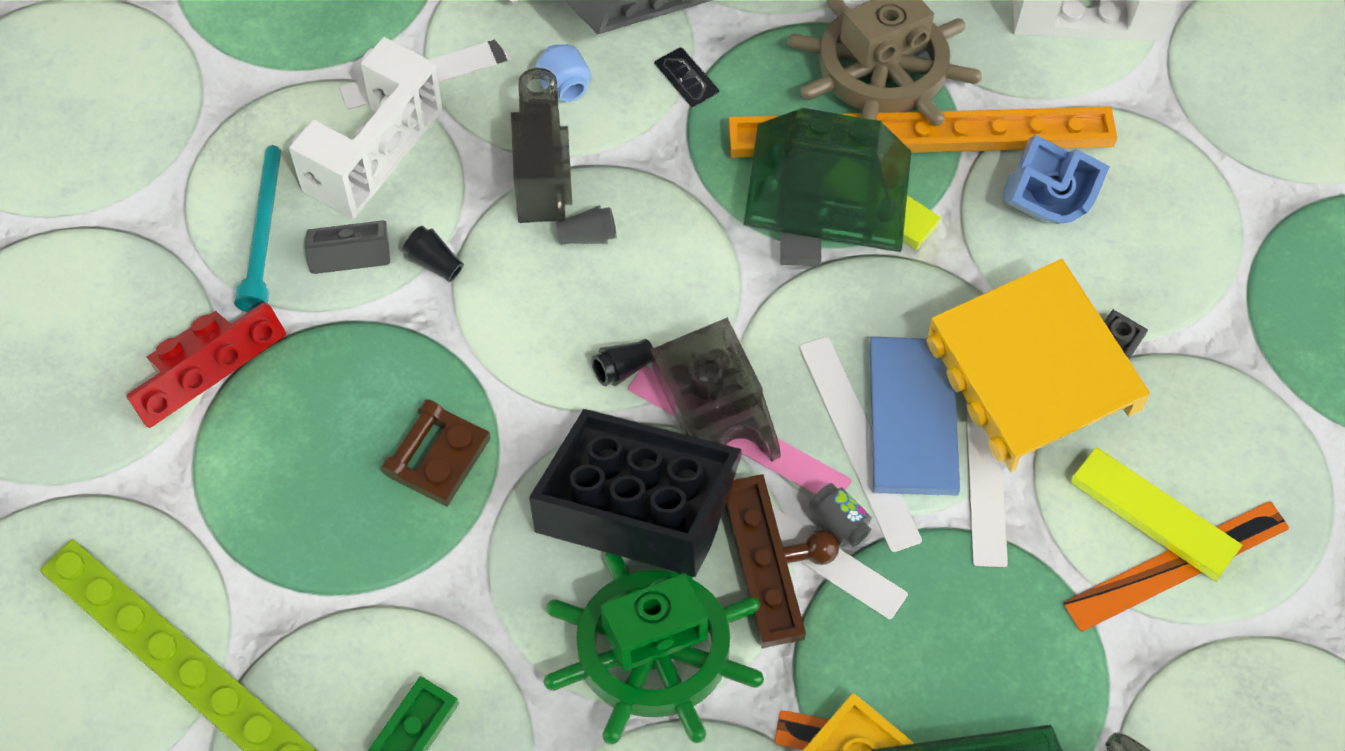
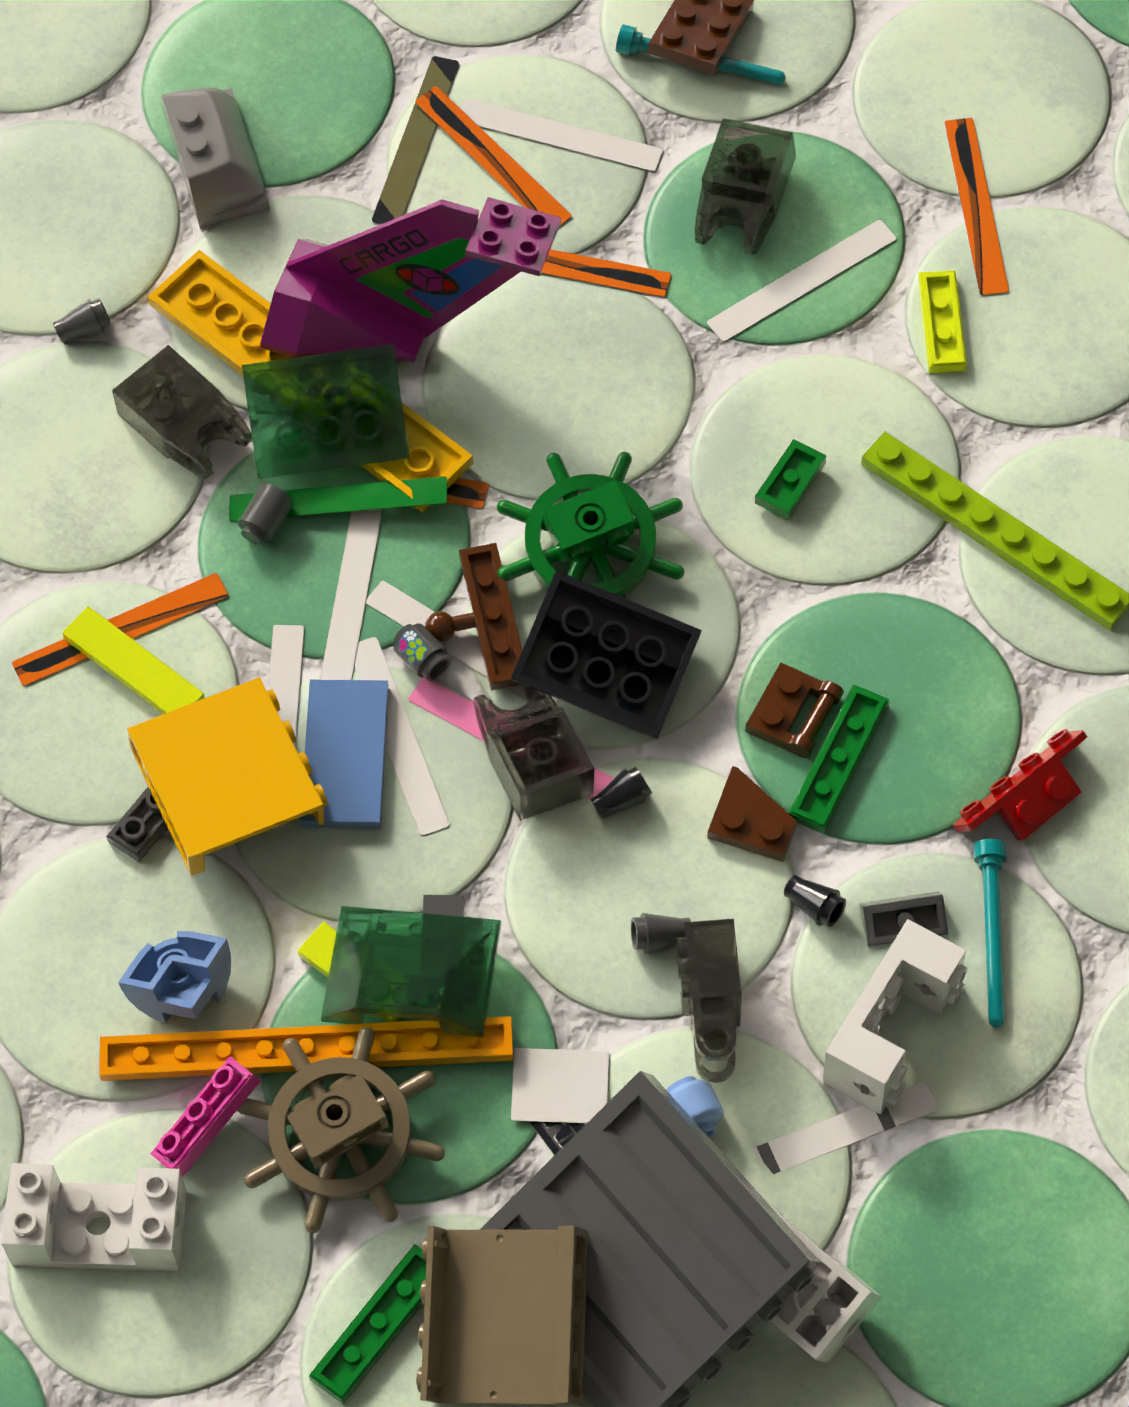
camera: 175 degrees left, 0 degrees up
(393, 403) = (838, 758): none -> green tile
(491, 340) = (751, 819): none -> reddish brown wing
(684, 108) = (558, 1085): none -> white sticker
(923, 609) = (351, 595): none -> white sticker
(951, 711) = (353, 497): none -> green sticker
(1007, 68) = (205, 1116): none -> dark pink tile
(1036, 687) = (265, 514): none -> dark grey brick

